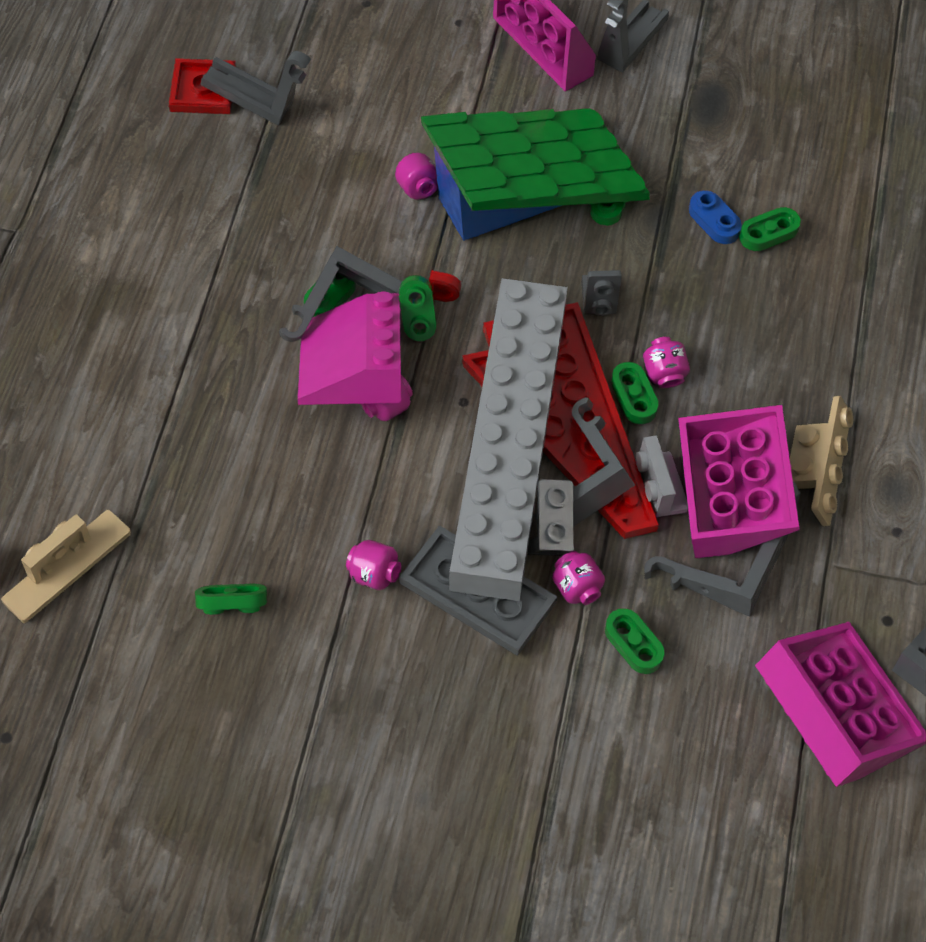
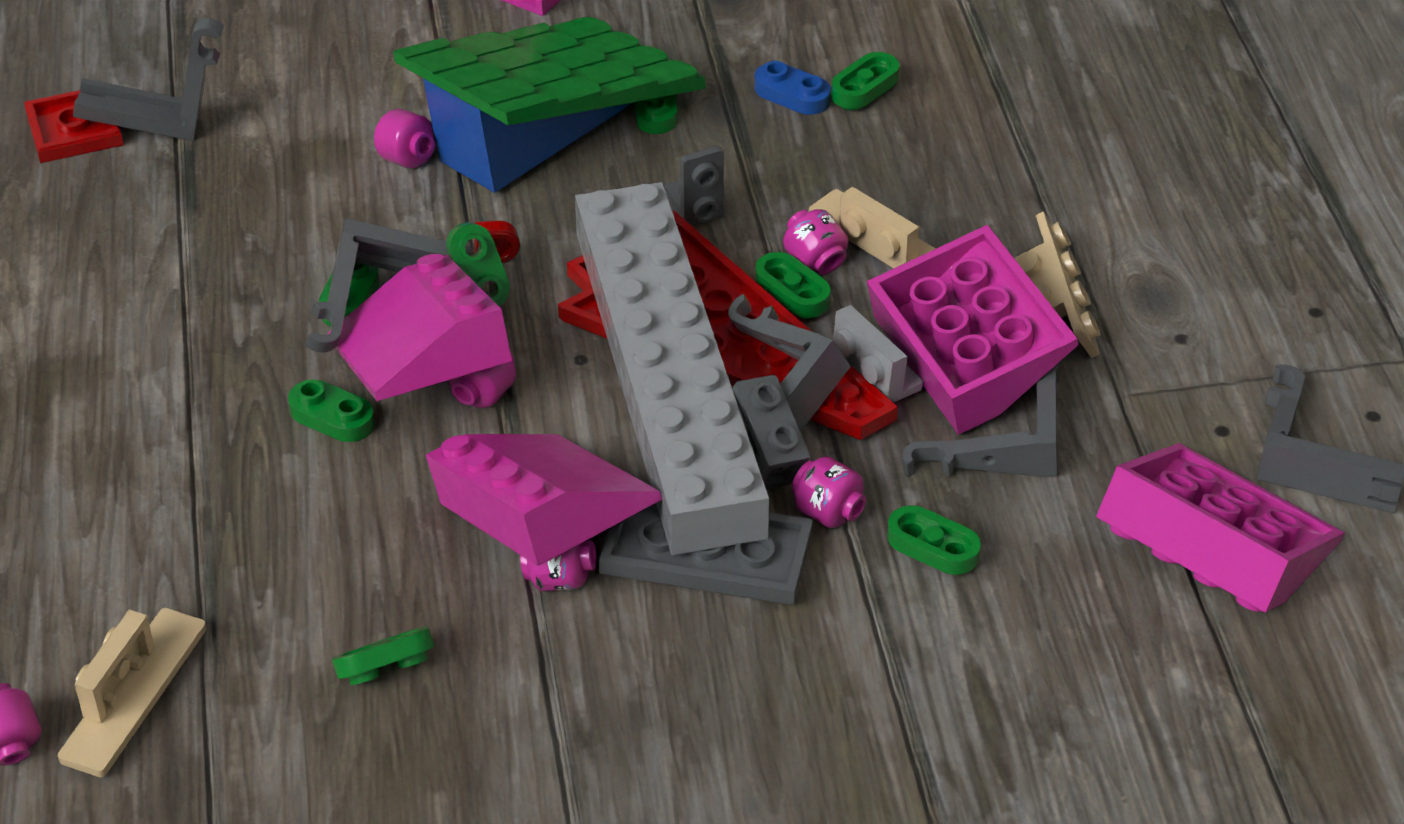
camera: 20 degrees left, 15 degrees down
(275, 386) = (331, 410): none -> green plate
(381, 509) = (534, 490): none -> dark pink slope
(714, 367) = (874, 226): none -> tan bracket

